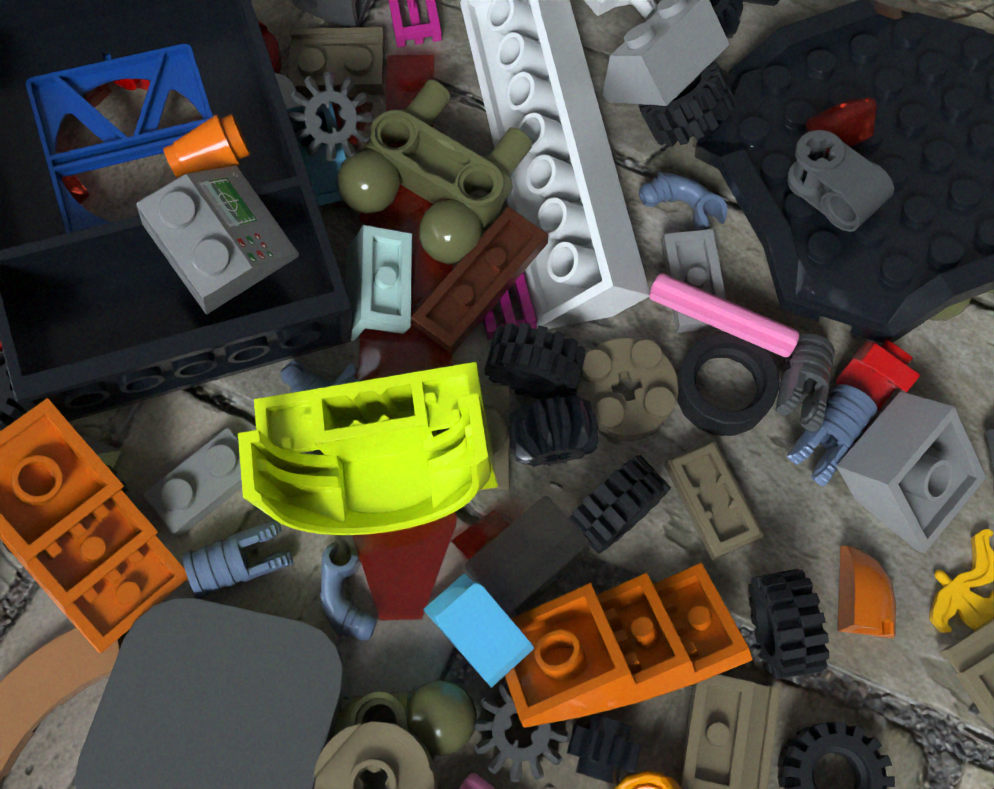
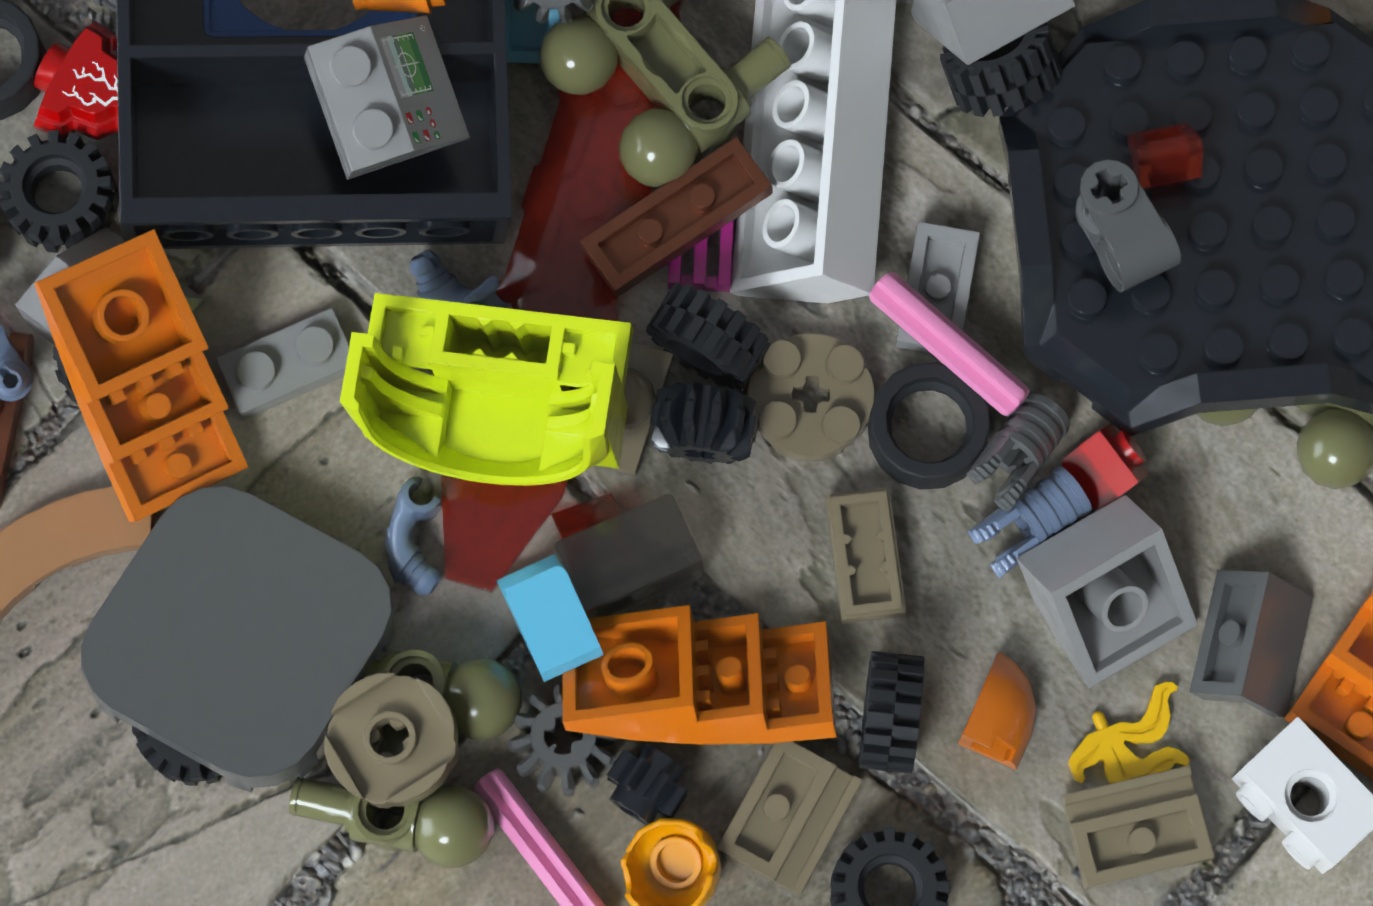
camera: 15 degrees right, 5 degrees up
(227, 563) = (290, 463): sand blue hinge -> none
(379, 280) = (556, 182): light aqua panel -> none
(619, 503) = (751, 527): black tyre -> none
(678, 188) = (953, 163): sand blue piece -> none

